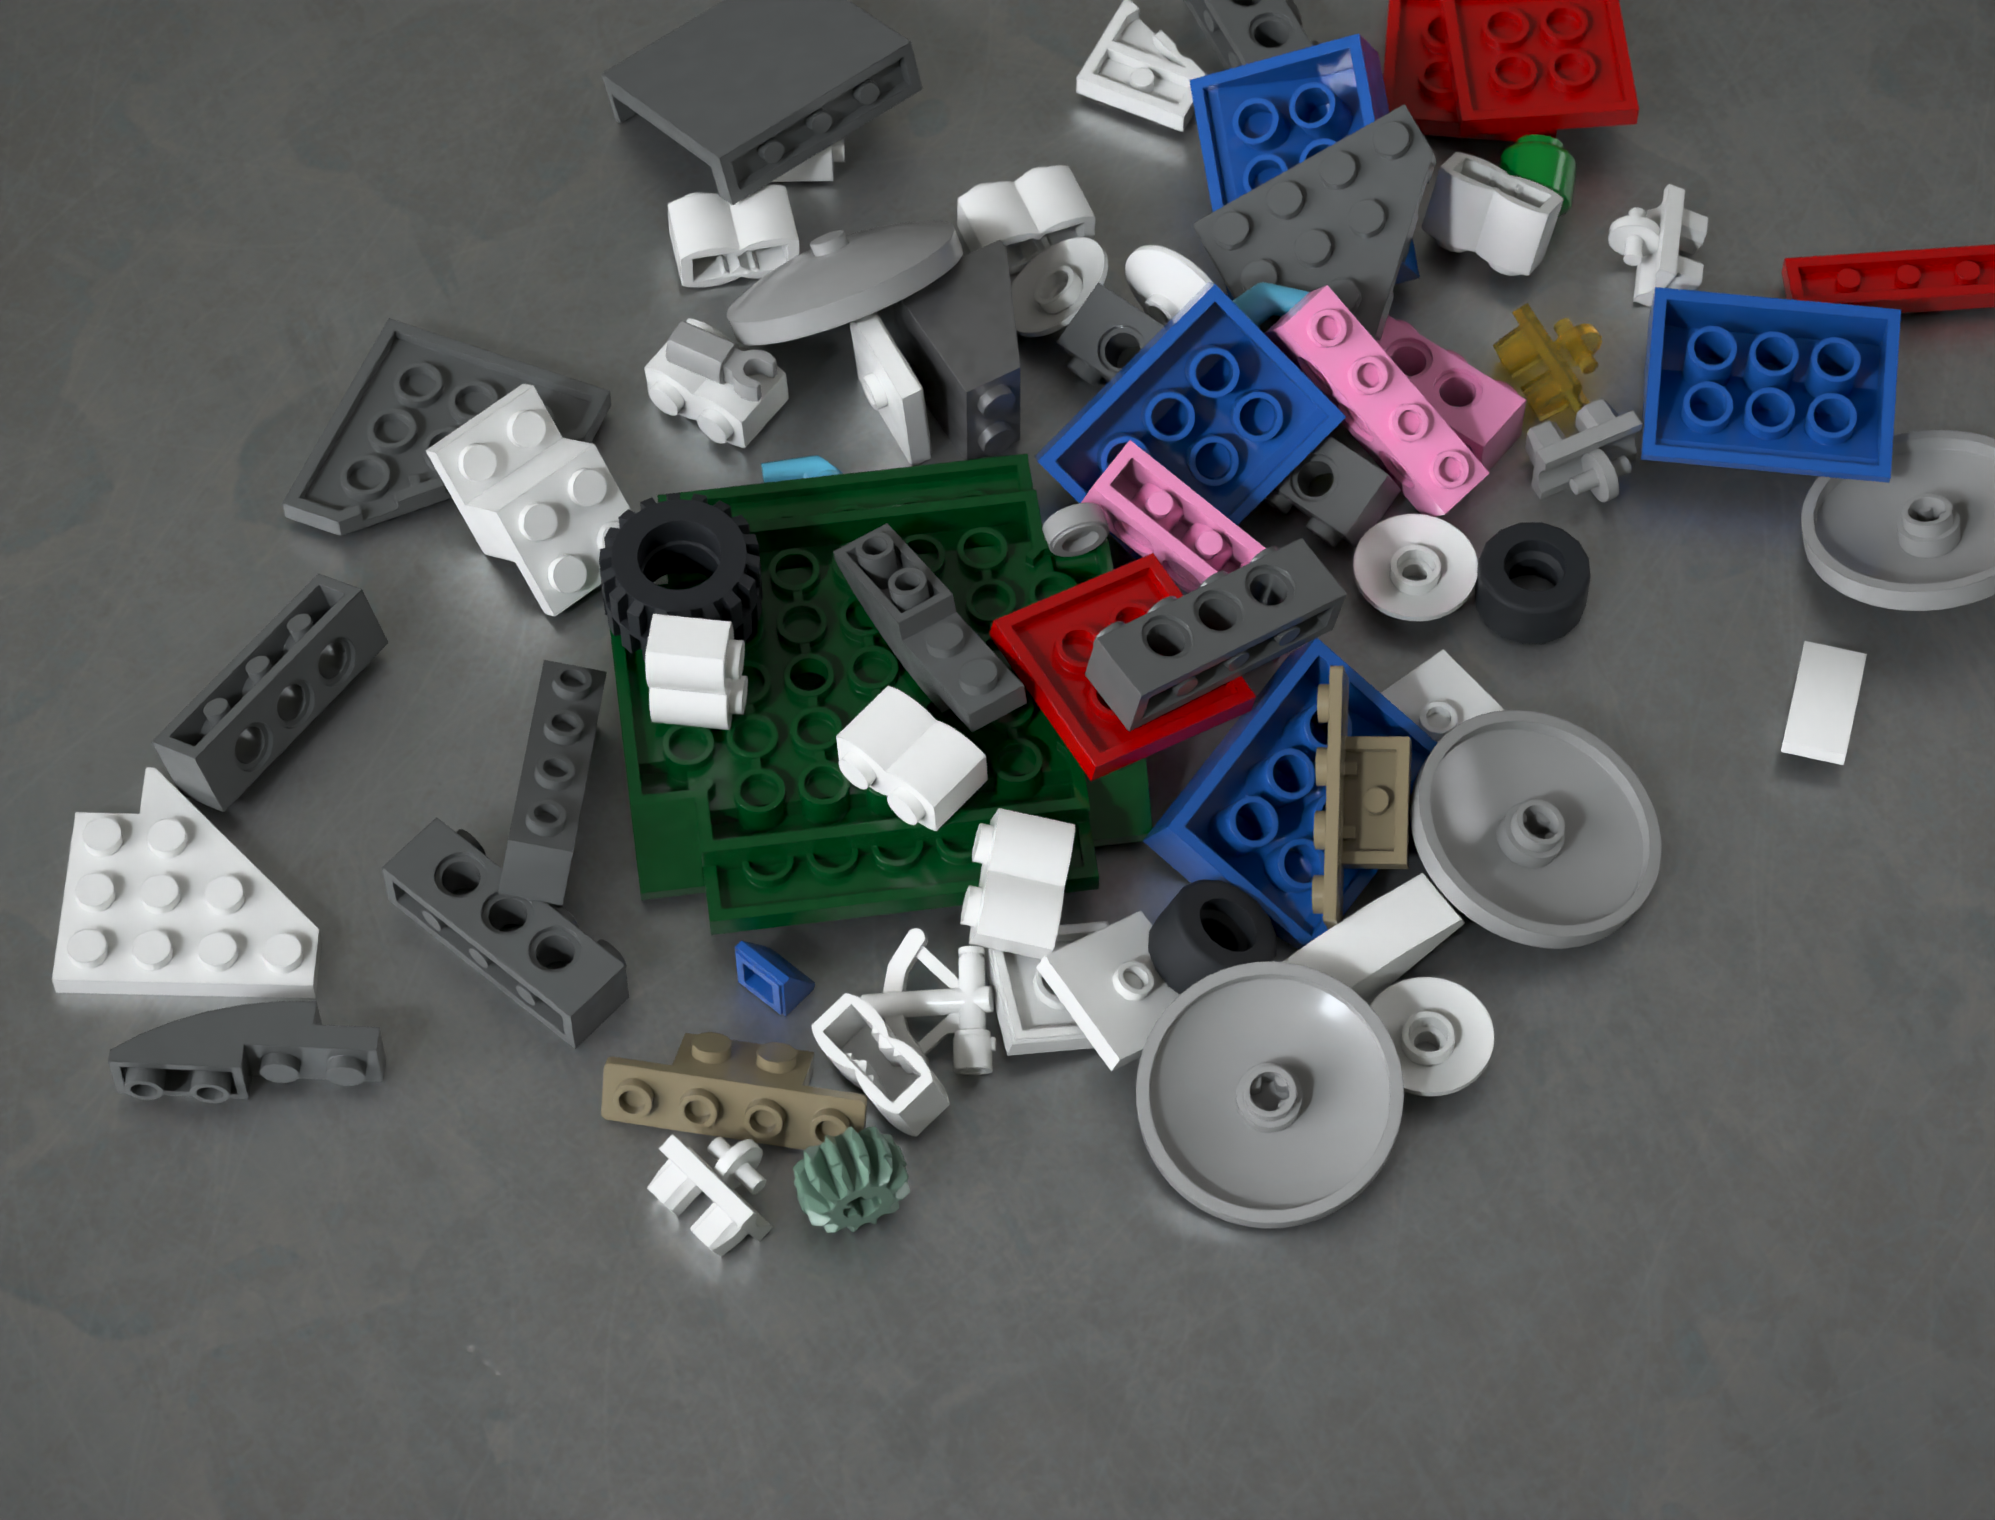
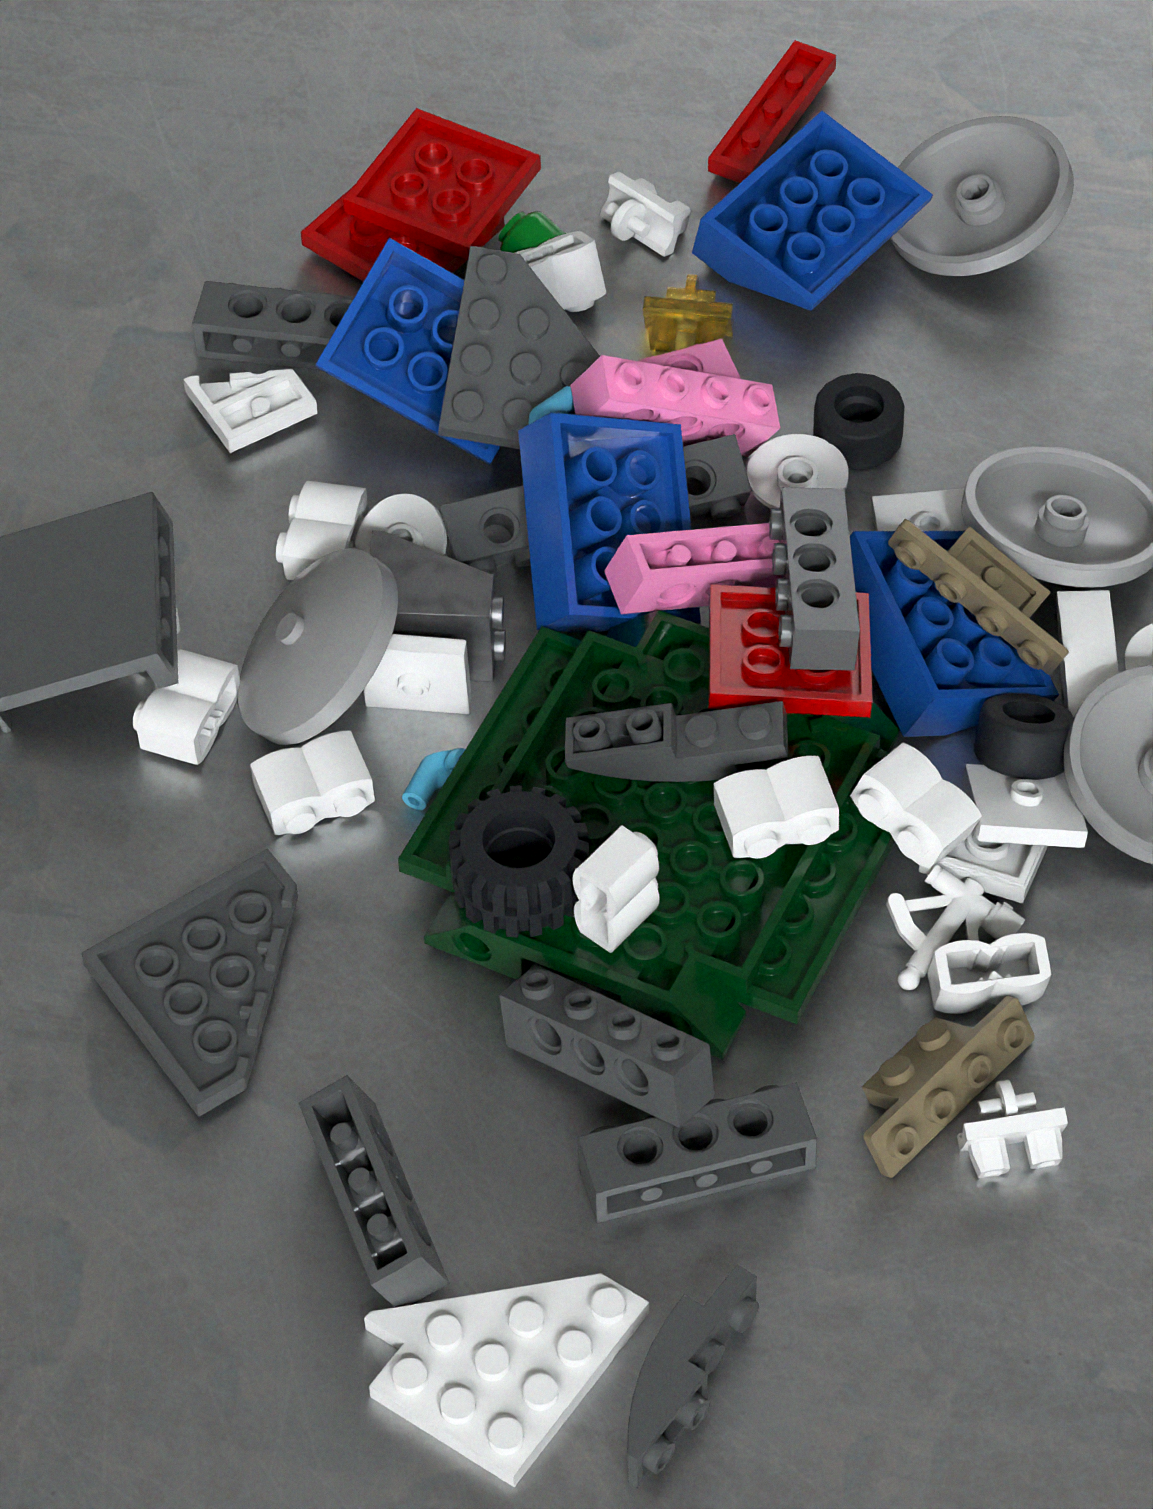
camera: 55 degrees left, 5 degrees down
(532, 495) = (337, 935): white bracket -> none
(719, 359) = (318, 756): light grey bar -> none
(771, 977) = (853, 1013): blue slope -> none
(851, 1179) = (1070, 1039): sand green gear -> none
(1076, 529) = (656, 617): light grey tile -> none
(1163, 281) = (474, 470): white dish -> none
(1587, 459) = (795, 340): light grey hips -> none
(1824, 703) = (1069, 327): white slope -> none

